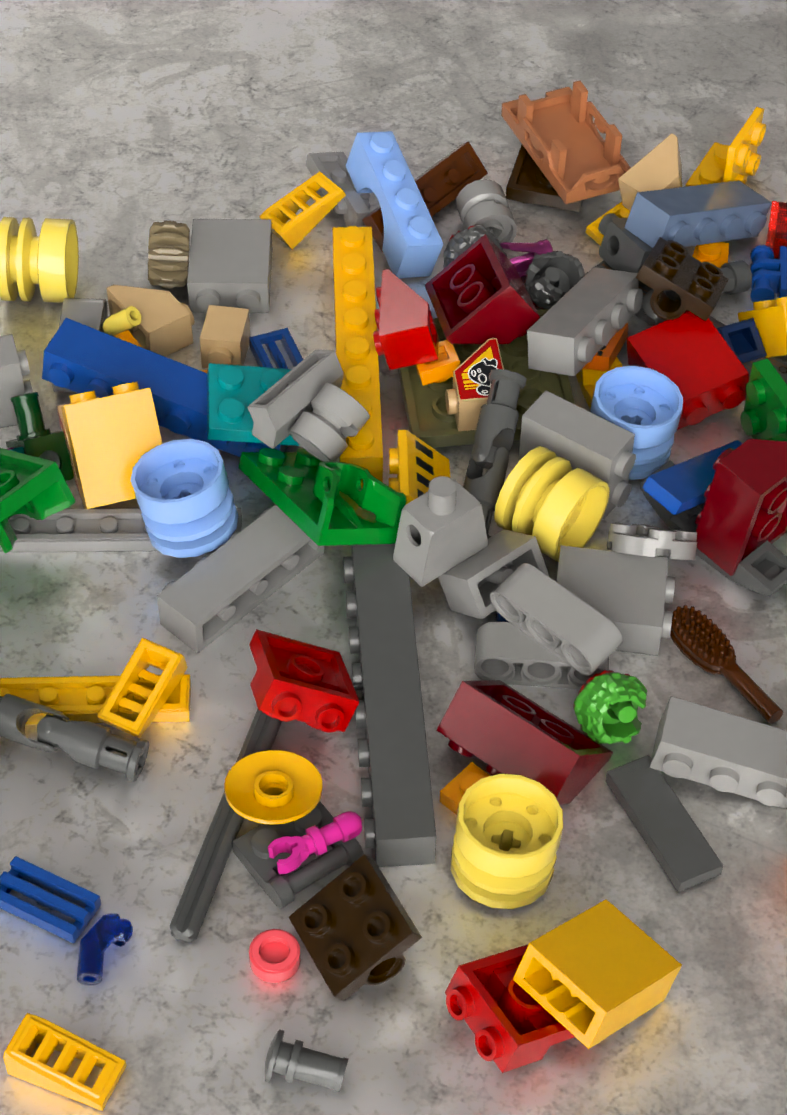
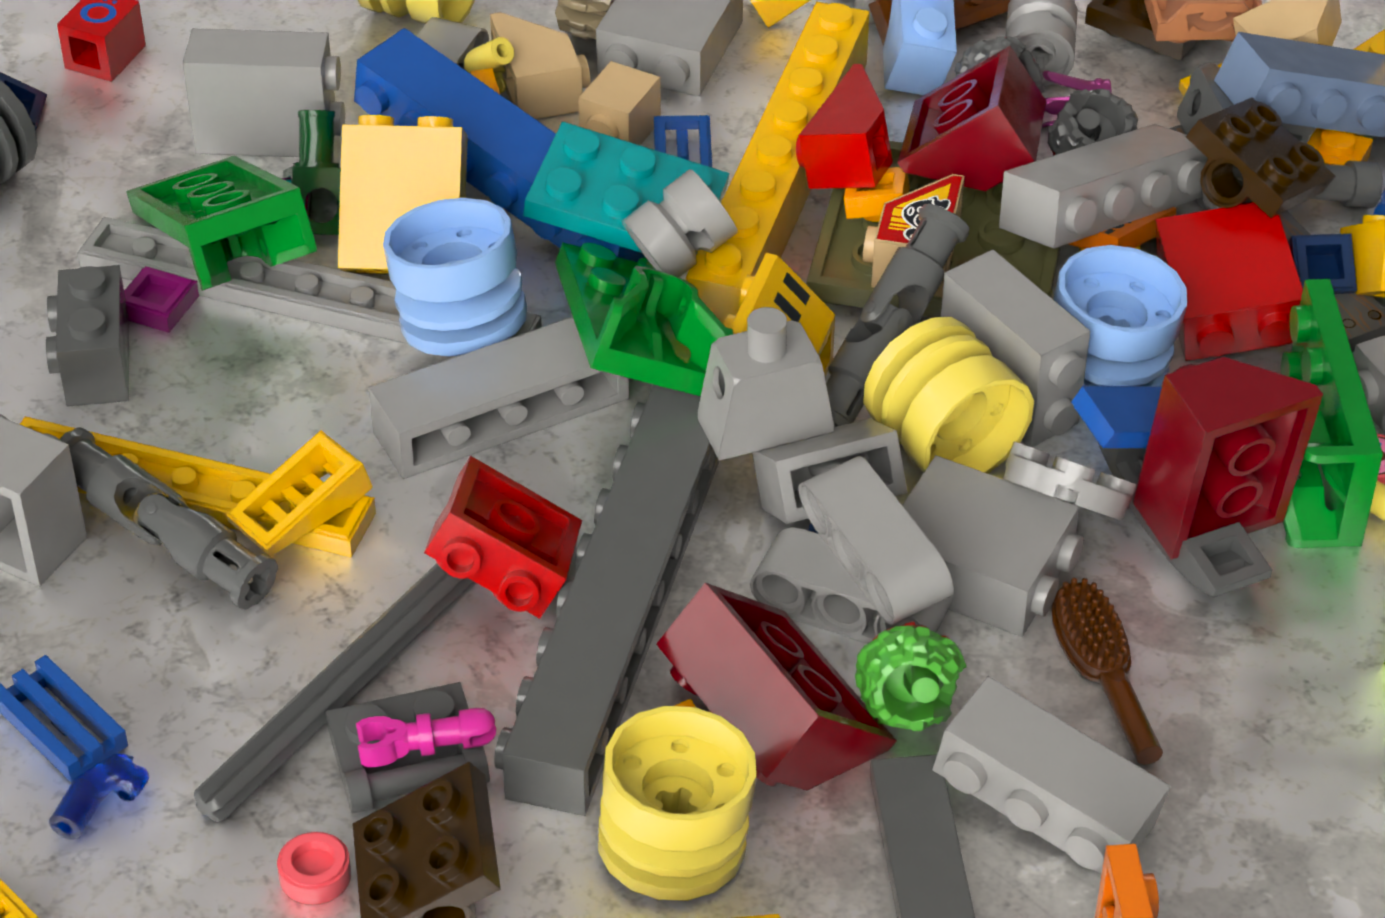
camera: 20 degrees right, 5 degrees down
(273, 787) = (404, 655): yellow dish -> none
(292, 395) = (622, 186): light grey piece -> none

